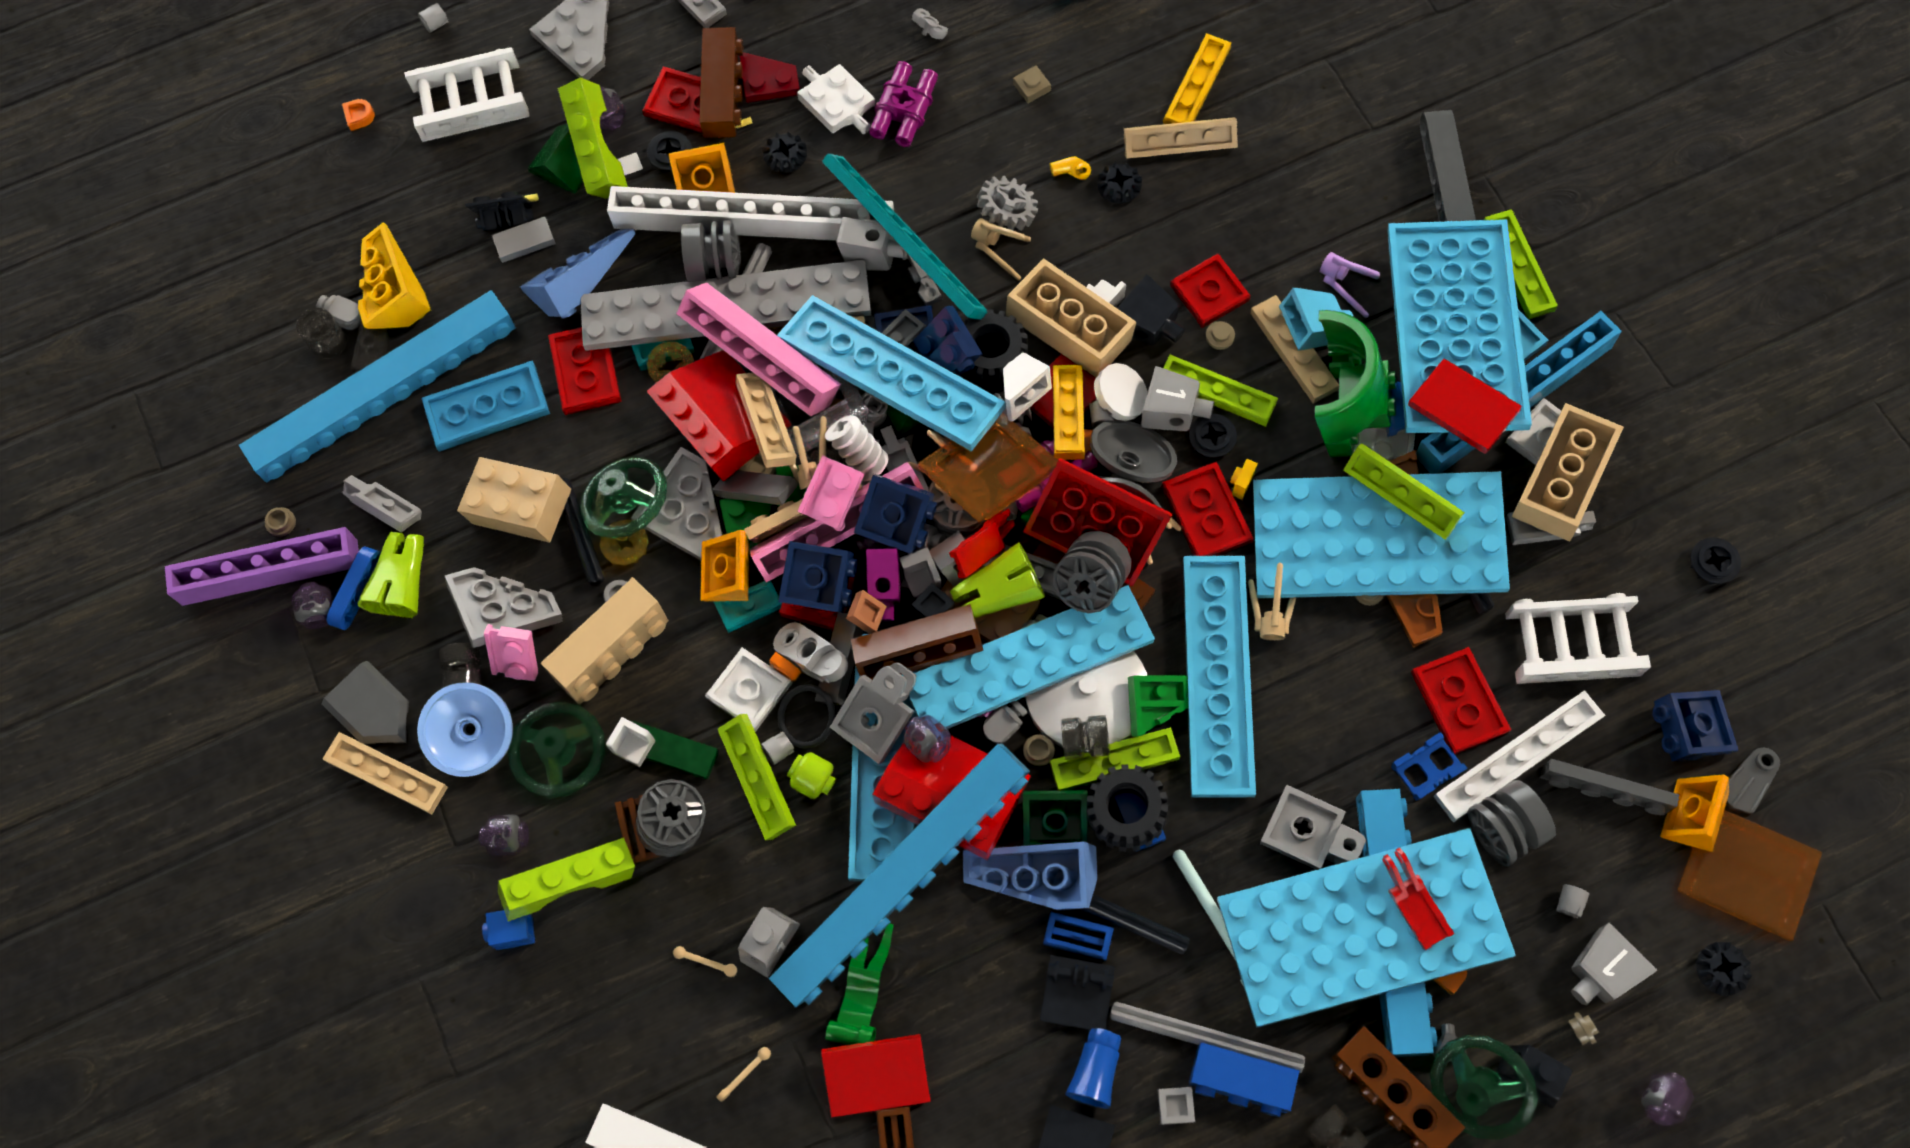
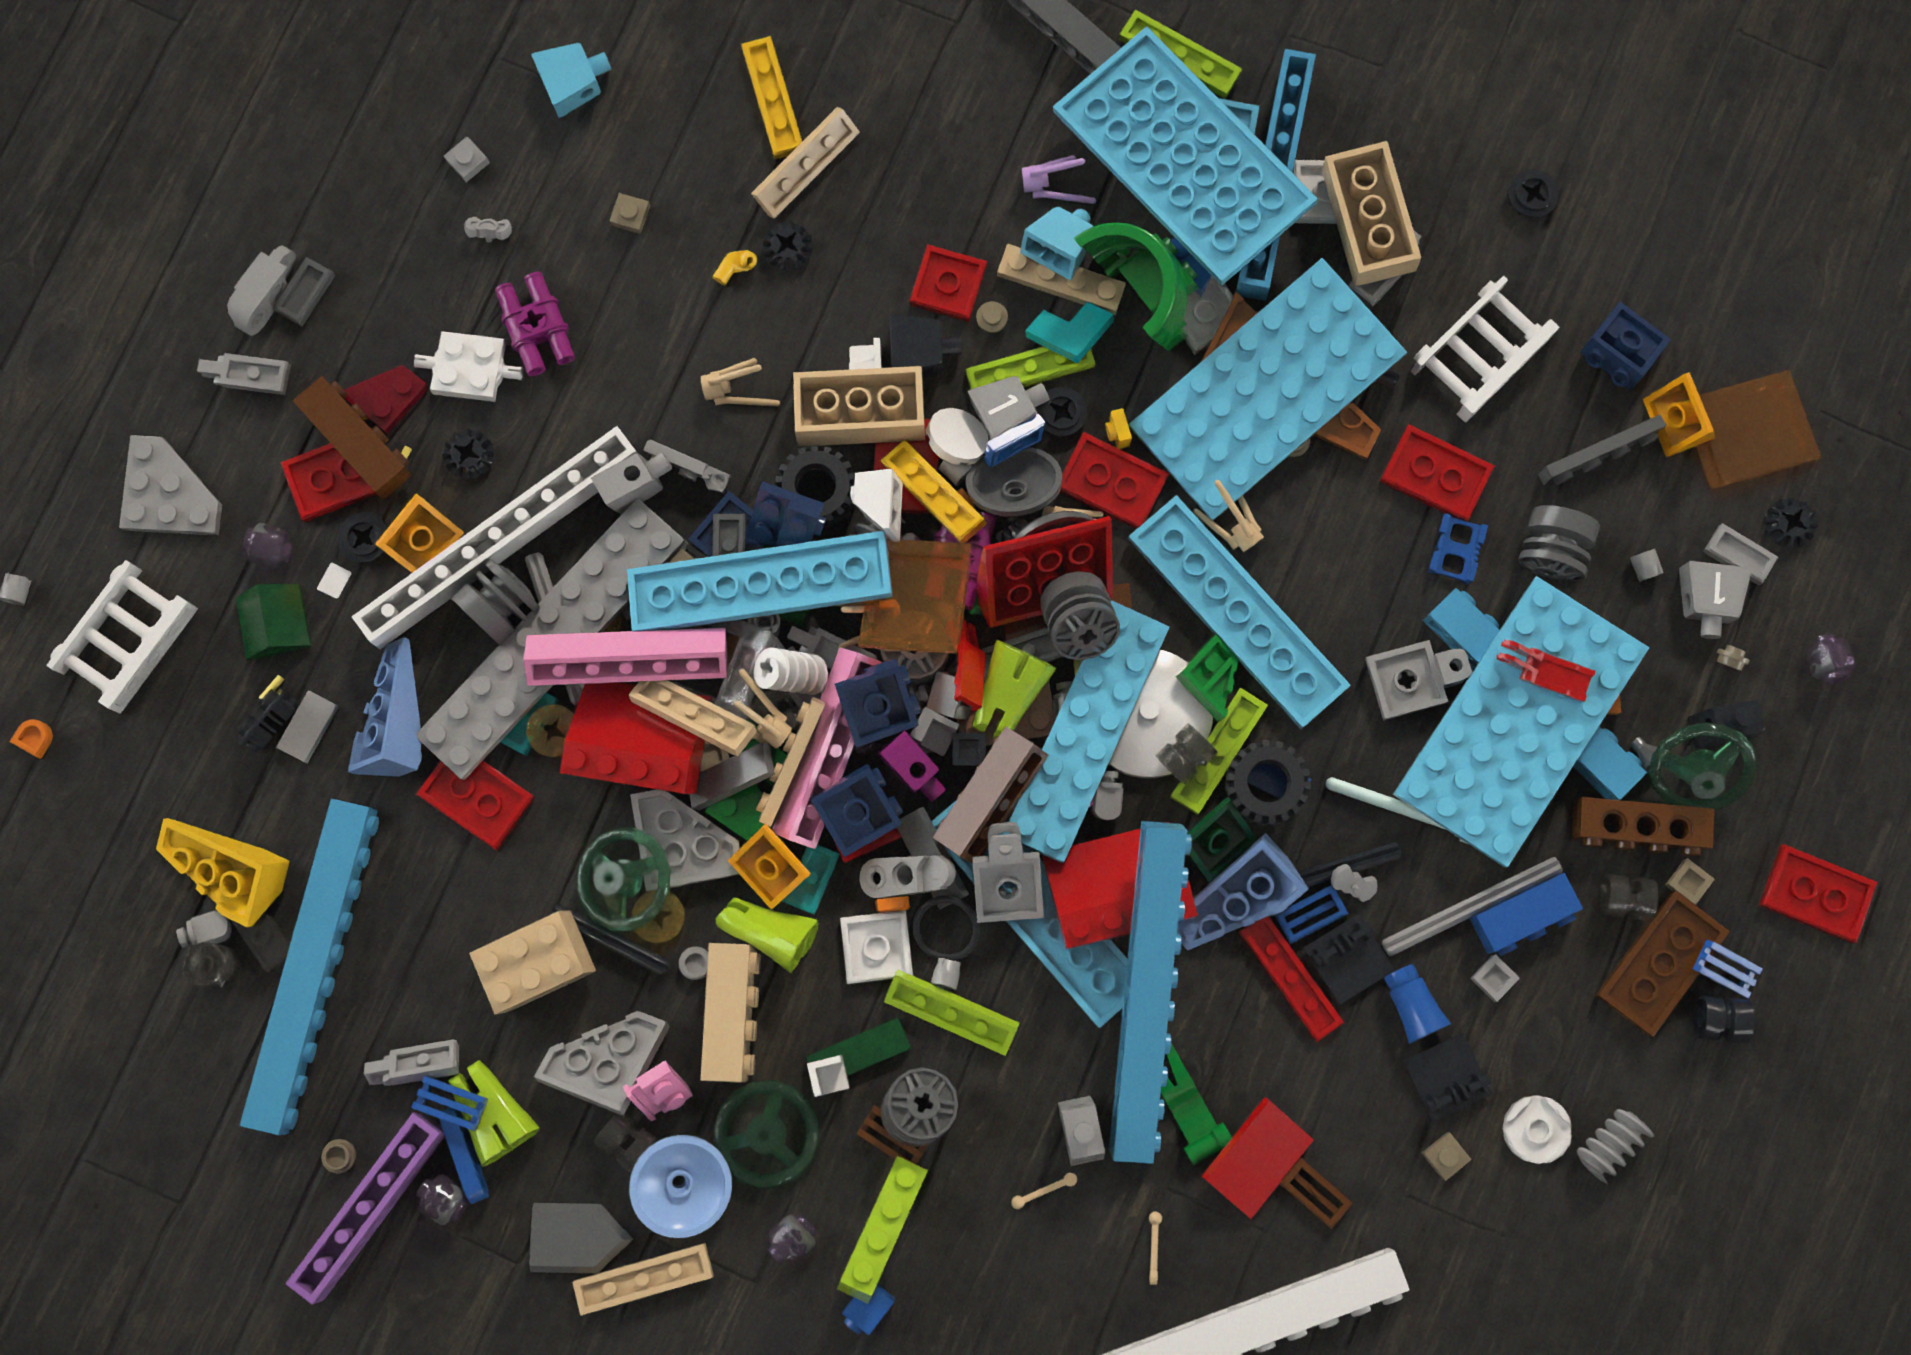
camera: 45 degrees left, 10 degrees up
(367, 525) = (424, 1094): none -> blue tile
(485, 406) = (420, 902): dark azure tile -> none
(583, 107) = (259, 568): lime arch -> none
(685, 615) = (776, 934): none -> lime piece
(811, 775) = (995, 972): lime head -> none
(831, 492) = (810, 731): bright pink plate -> none
(866, 612) = (924, 804): nougat plate -> none
(905, 237) = (660, 451): teal tile -> none
(927, 738) = (1069, 865): clear purple head -> none
(1007, 203) = (709, 344): light grey gear -> none
(1021, 969) = (1291, 978): none -> red tile
(1038, 750) = (1152, 794): dark tan plate -> none
(1129, 939) = (1353, 883): none -> light grey piece
(1158, 425) = (1014, 441): none -> blue tile
(1268, 392) = (1074, 337): none -> teal tile
(1403, 491) = (1263, 339): lime plate -> none
(1464, 406) = (1253, 225): red tile -> none
(1519, 755) = (1517, 482): white plate -> none
(1657, 947) = (1737, 550): none -> light grey tile
(1752, 780) = (1696, 353): dark grey piece -> none

